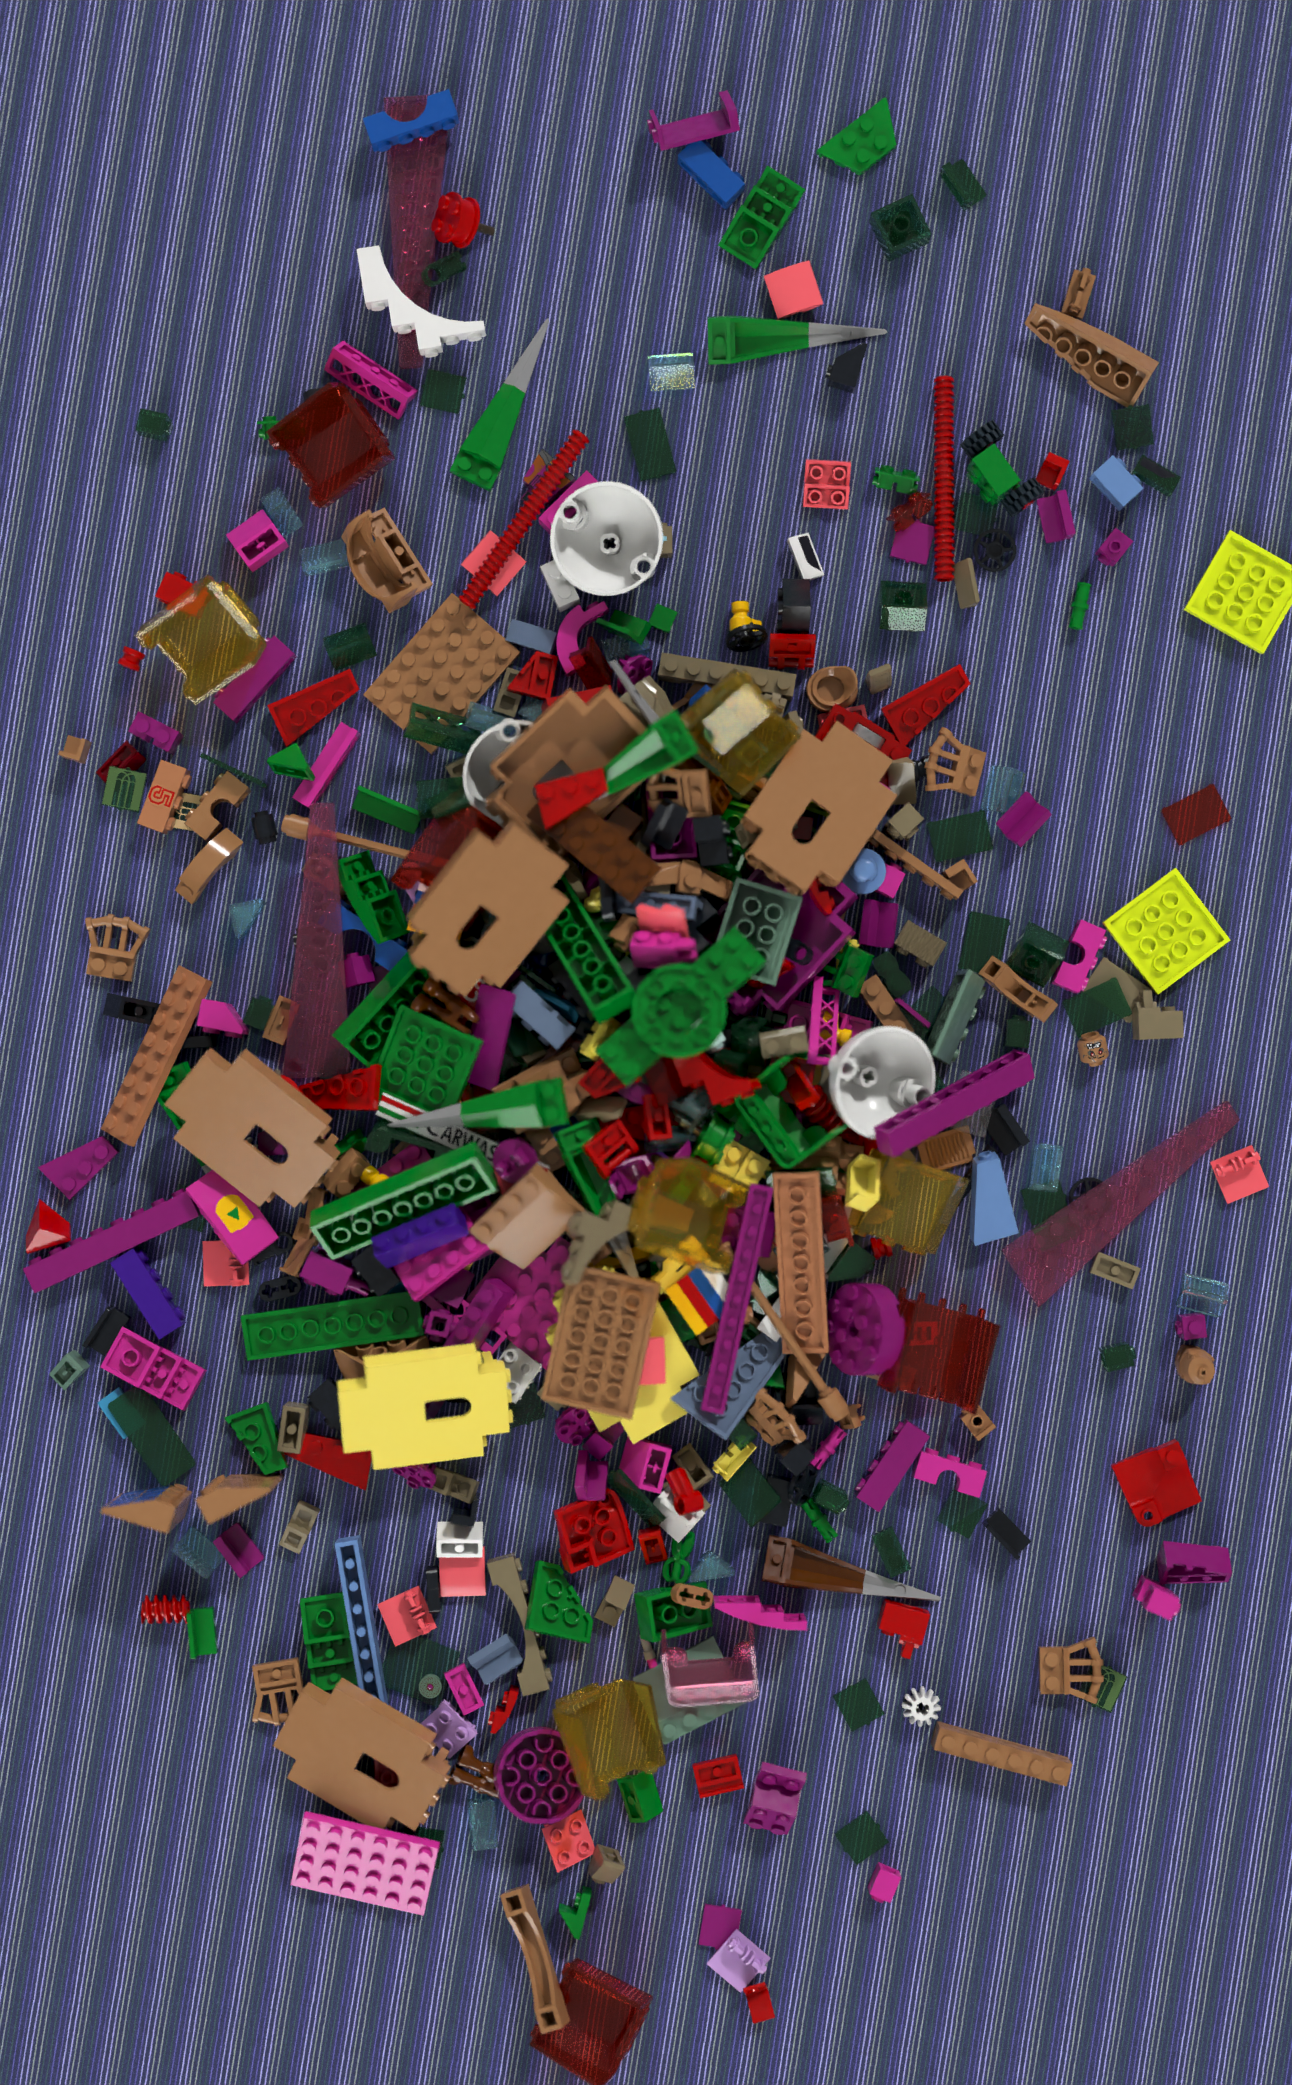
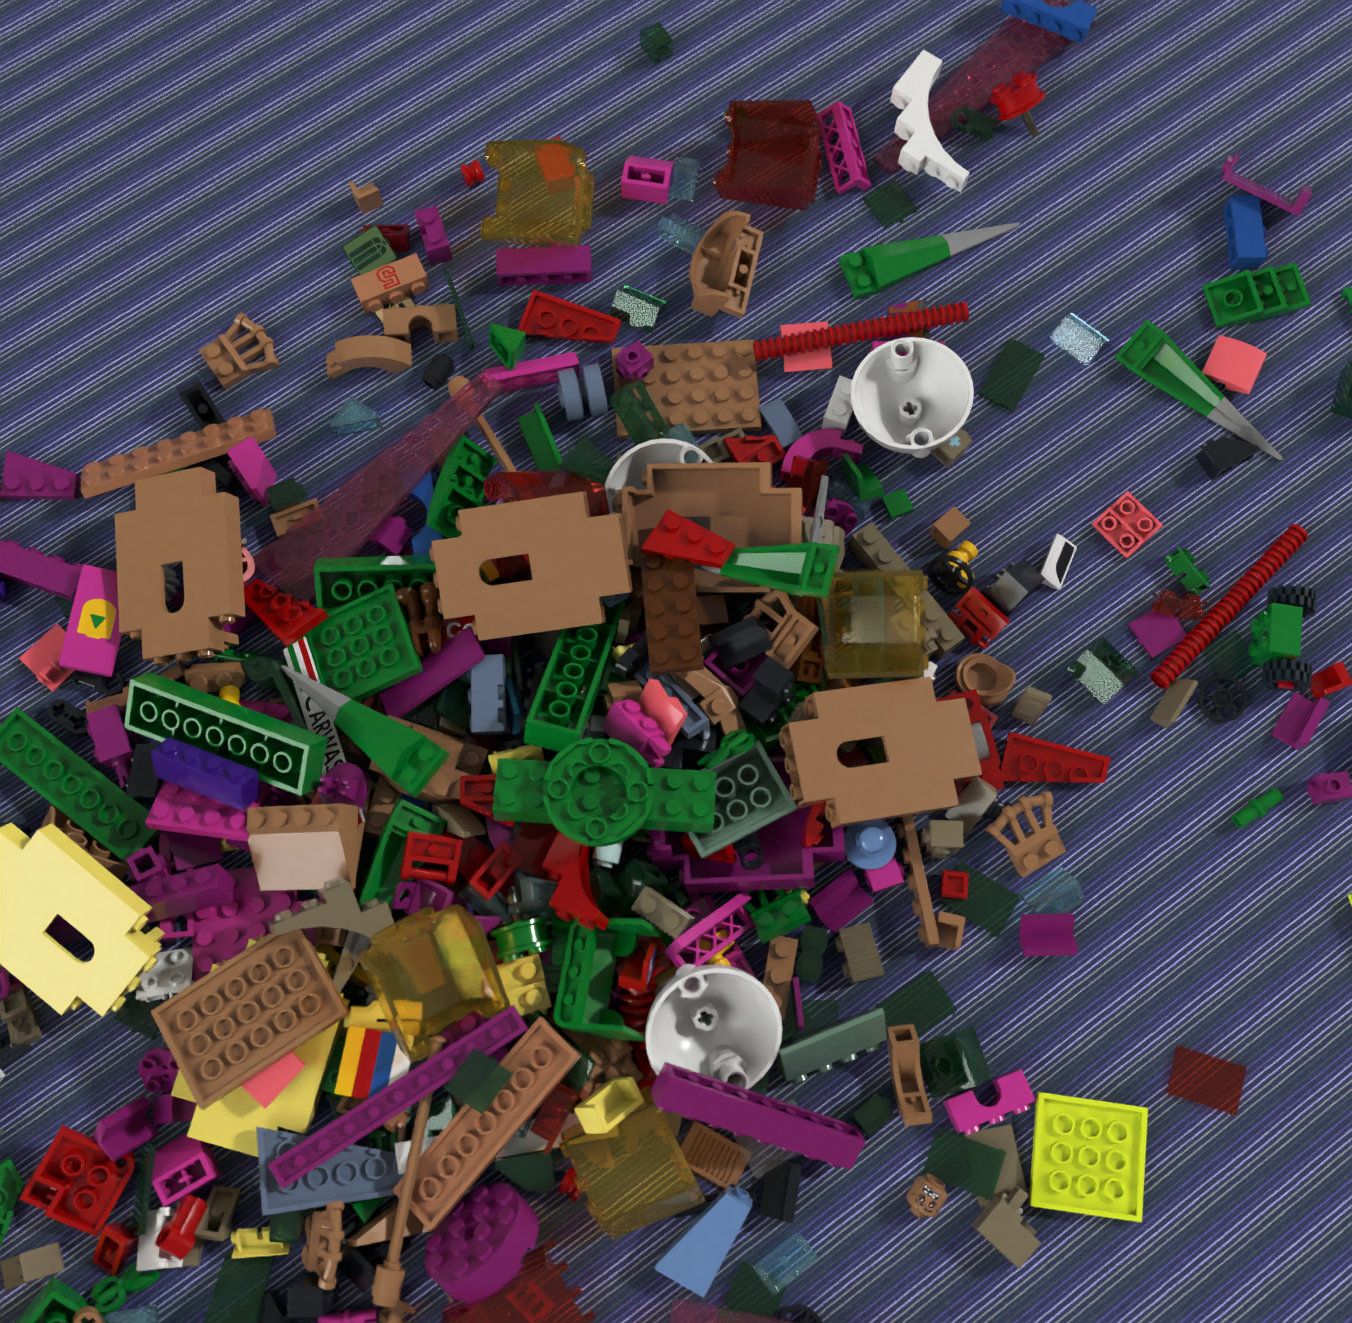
camera: 45 degrees right, 15 degrees down
(374, 754) = (574, 392): none -> sand blue wheel
(393, 686) = (634, 362): none -> magenta brick
(714, 602) = (949, 527): none -> medium nougat panel
(723, 901) = (732, 743): none -> green piece
(773, 1245) = (478, 1080): none -> clear green piece
(937, 843) = (954, 884): none -> red tile

